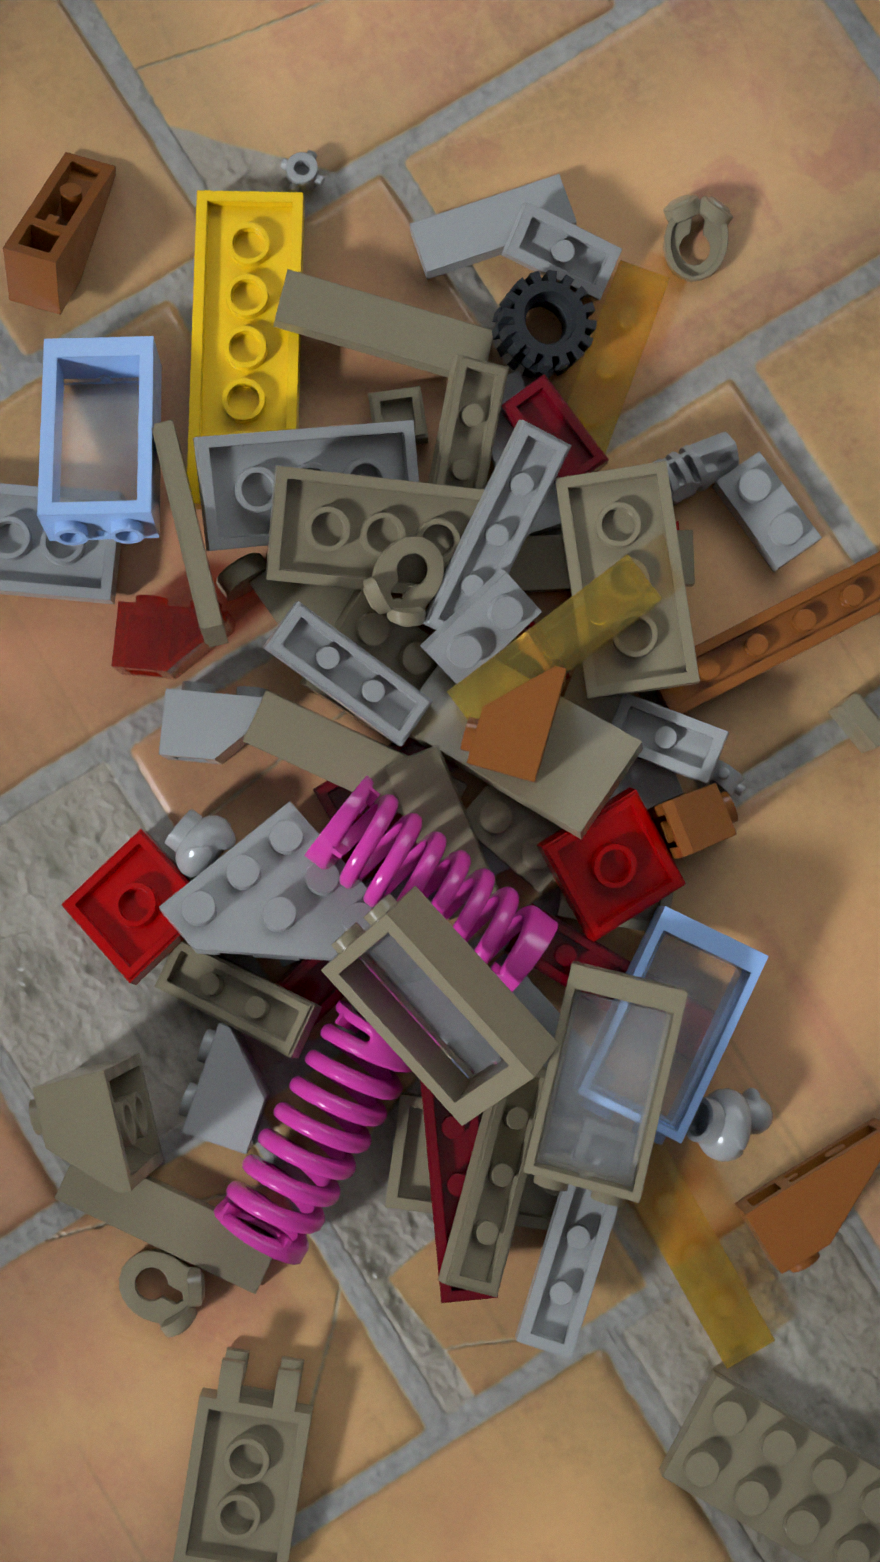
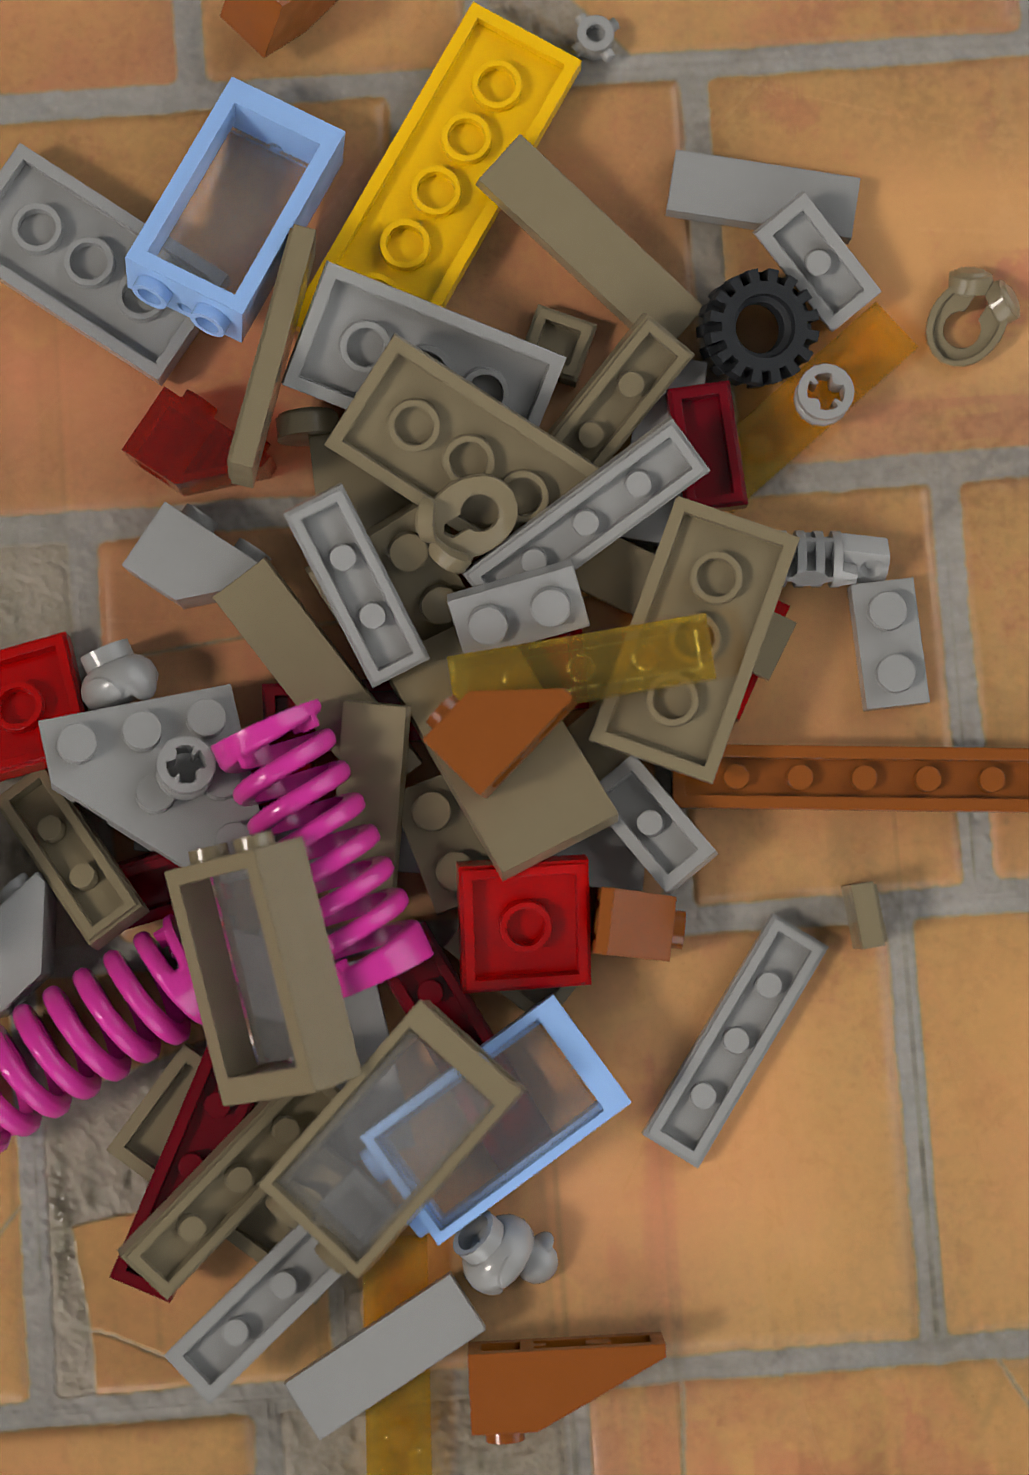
camera: 25 degrees right, 0 degrees up
(274, 882) = (167, 759): none -> light grey bush
(624, 332) = (837, 381): none -> light grey bush
(681, 1248) = (385, 1355): none -> light grey tile
(727, 779) = (694, 900): light grey piece -> none
(812, 868) = (734, 1040): none -> light grey tile

